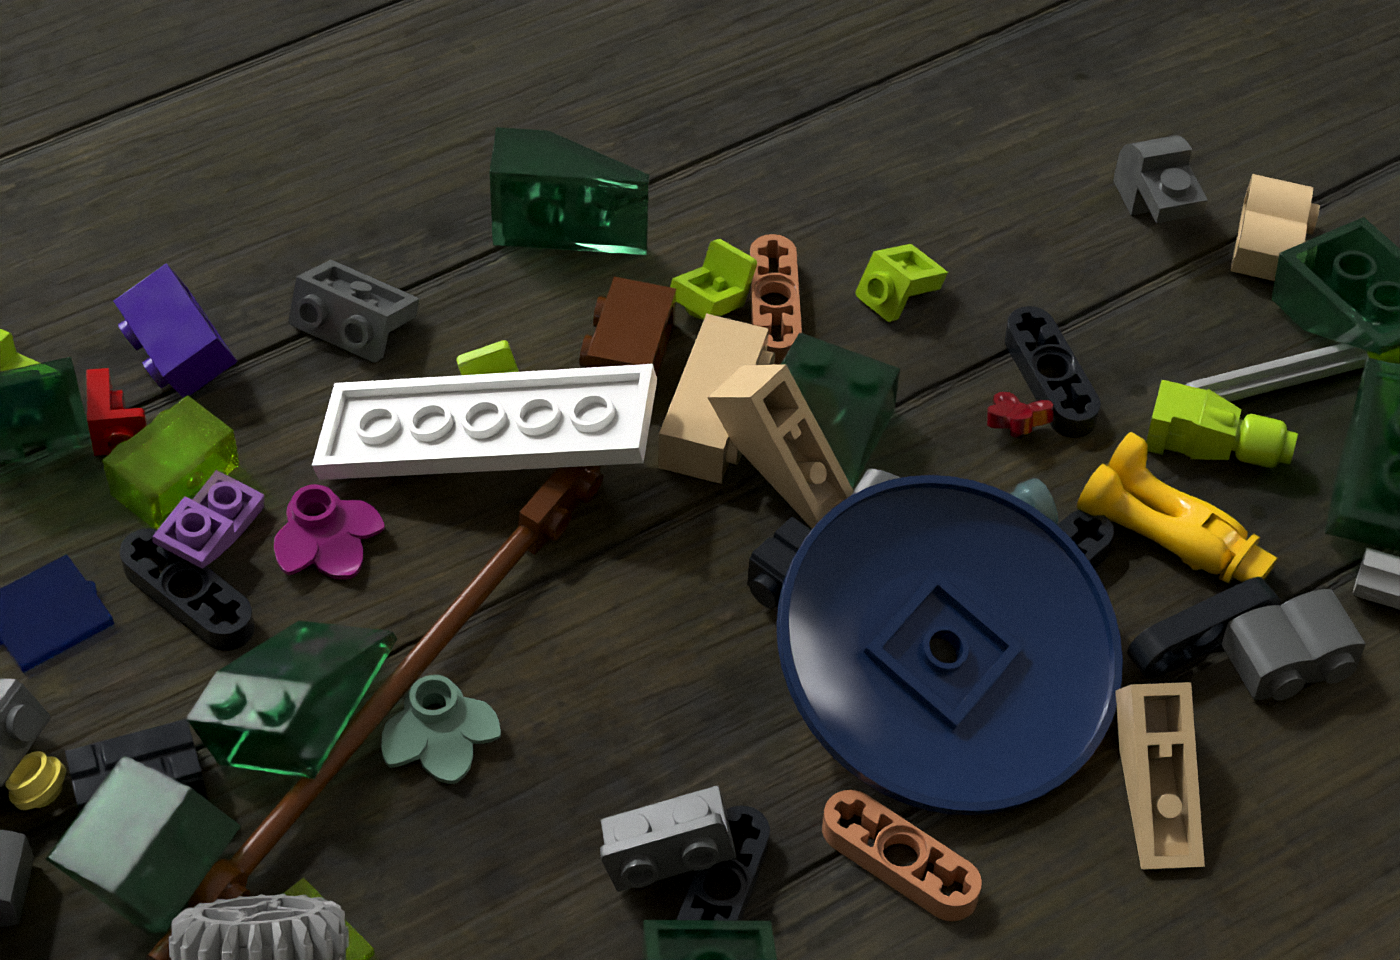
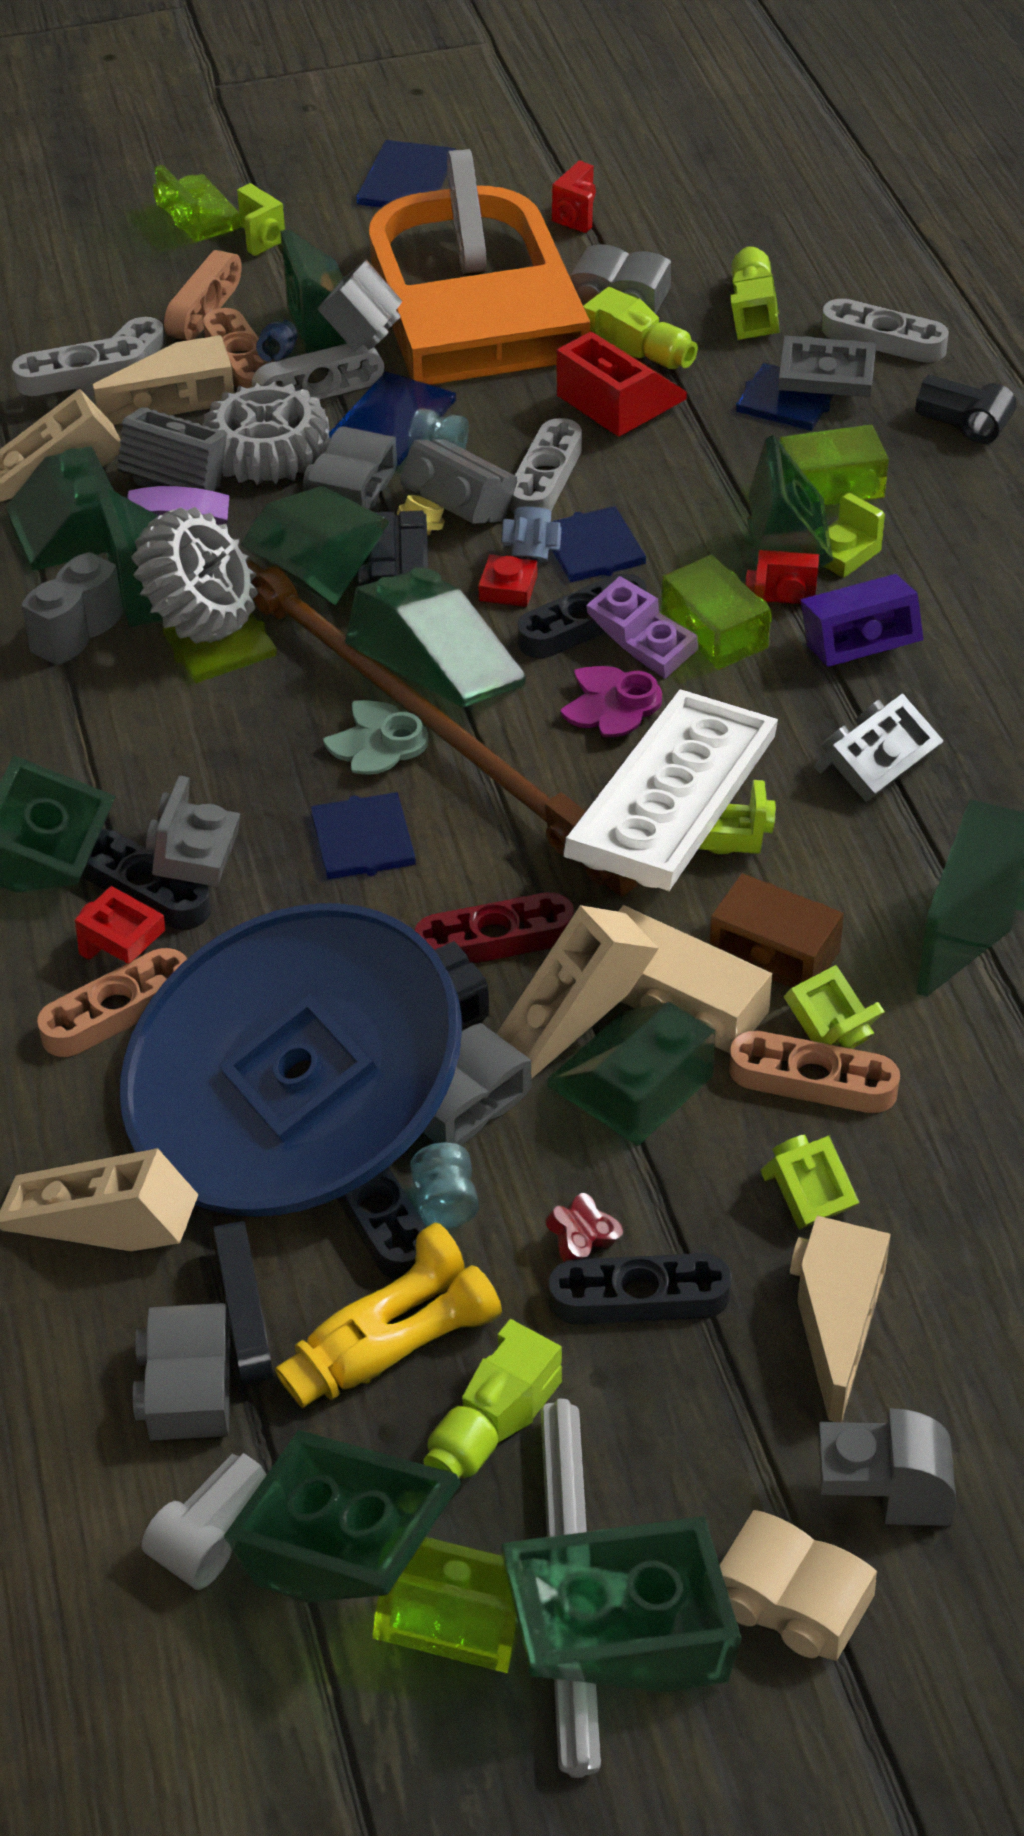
camera: 110 degrees right, 5 degrees down
(69, 651) = (531, 534): none -> sand blue gear
(134, 674) = (508, 580): none -> red plate
(583, 711) = (363, 835): none -> clear blue piece
(689, 582) = (528, 909): none -> dark red beam
(821, 868) = (117, 926): none -> red bracket
(1020, 239) = (837, 1295): none -> tan slope

